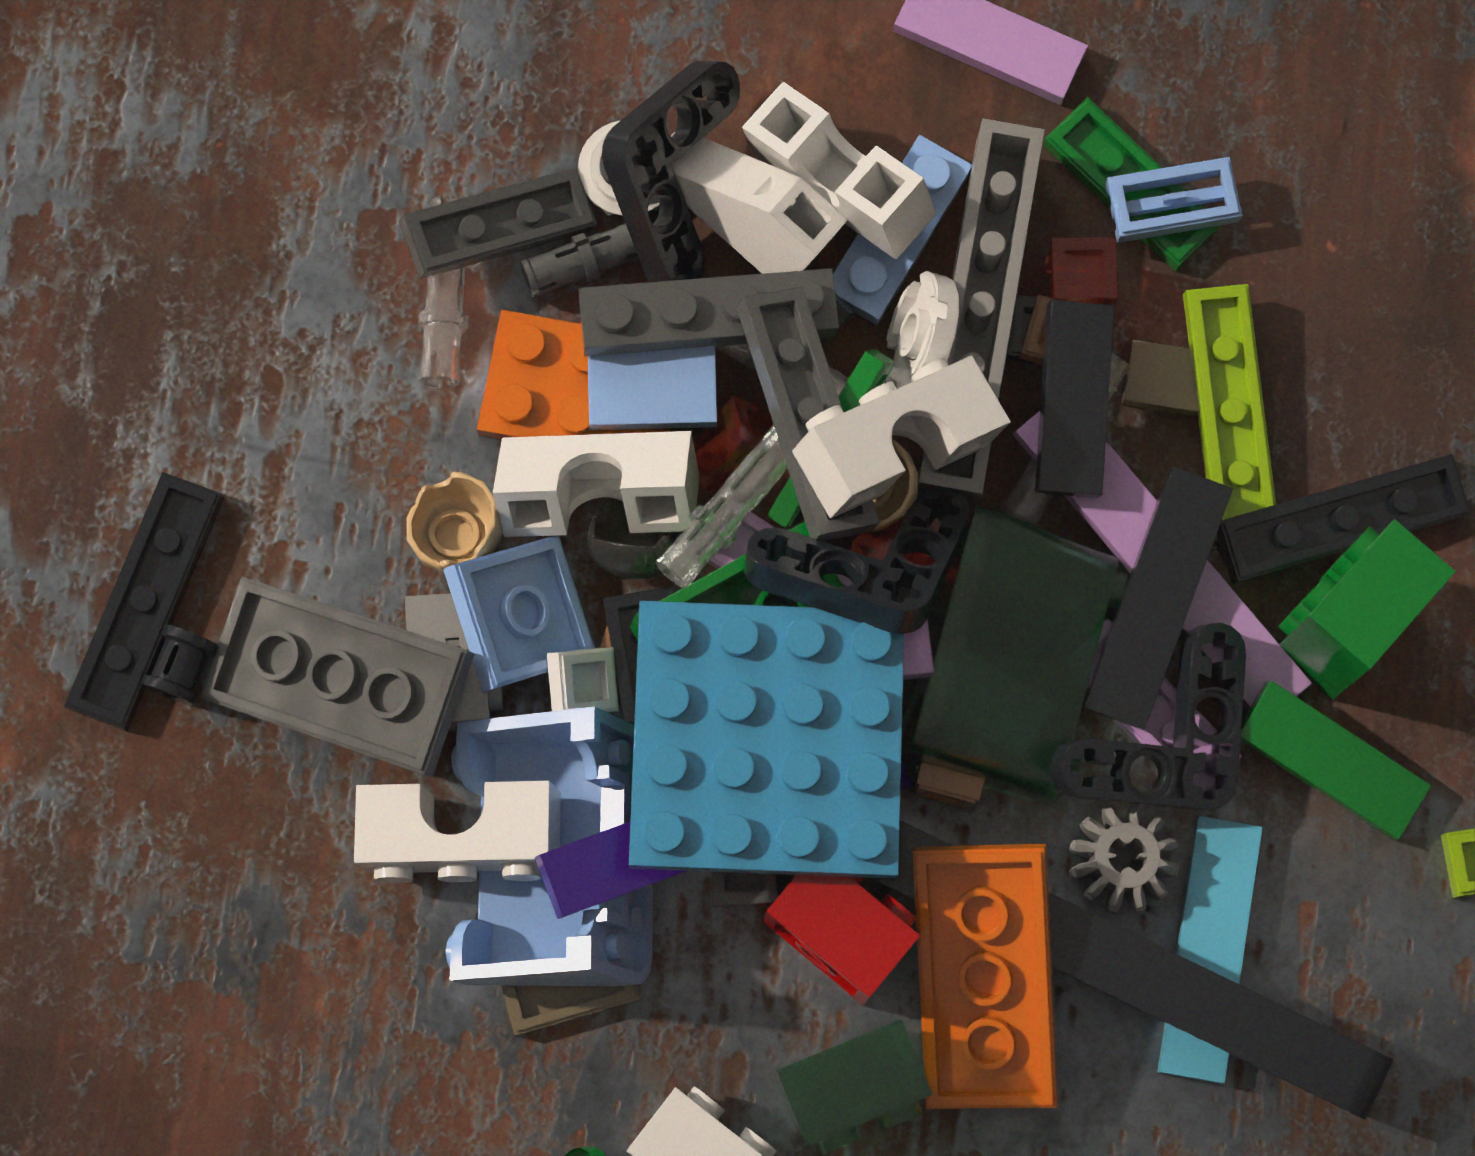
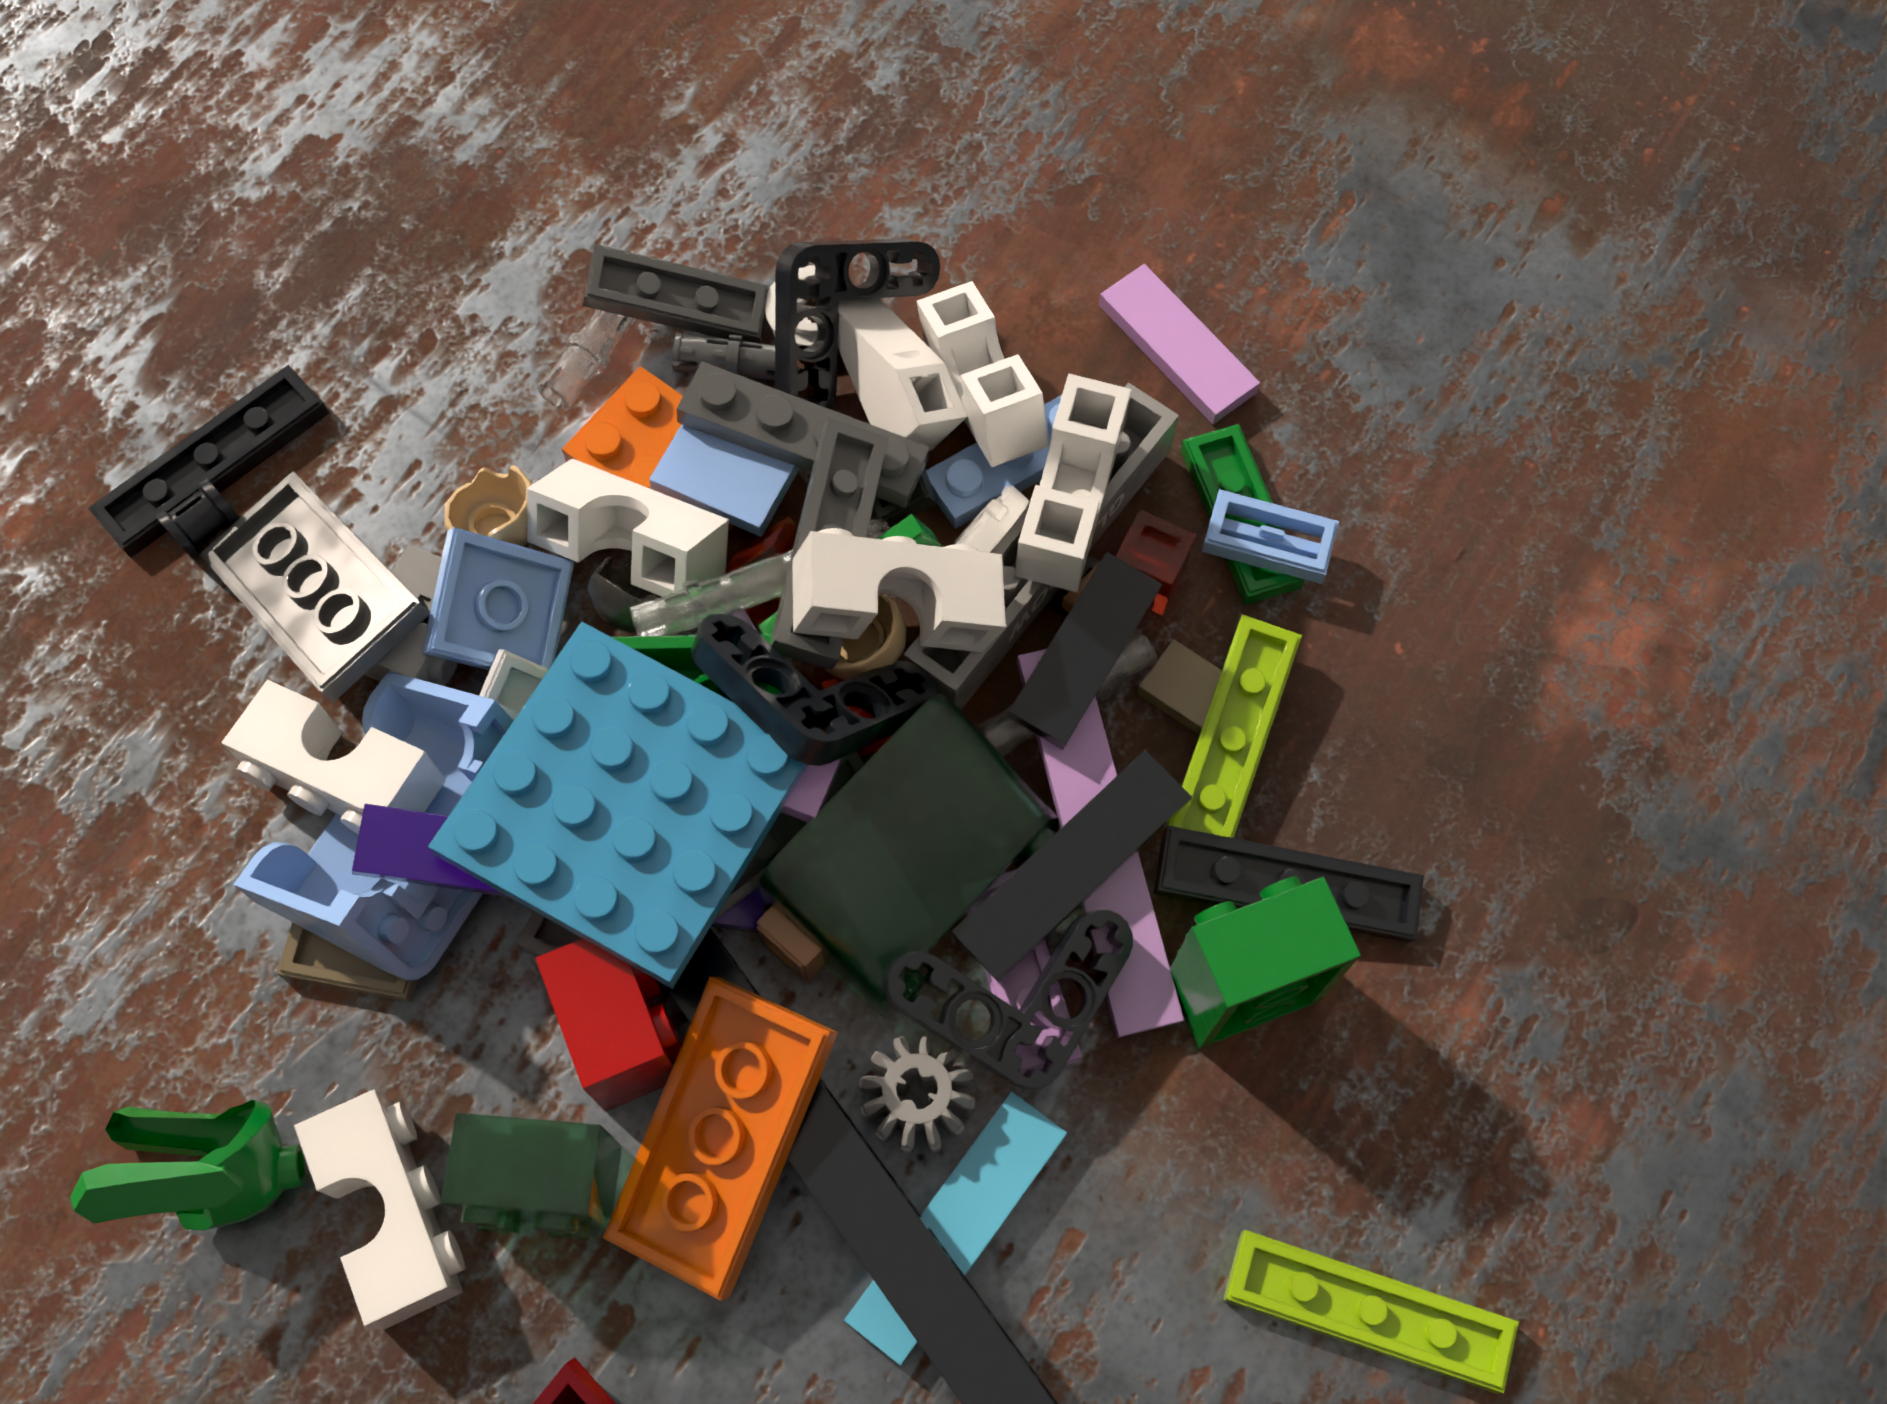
camera: 30 degrees right, 10 degrees down
(989, 237) = (1073, 483): none -> white arch
(1332, 760) = (1167, 1104): green tile -> none

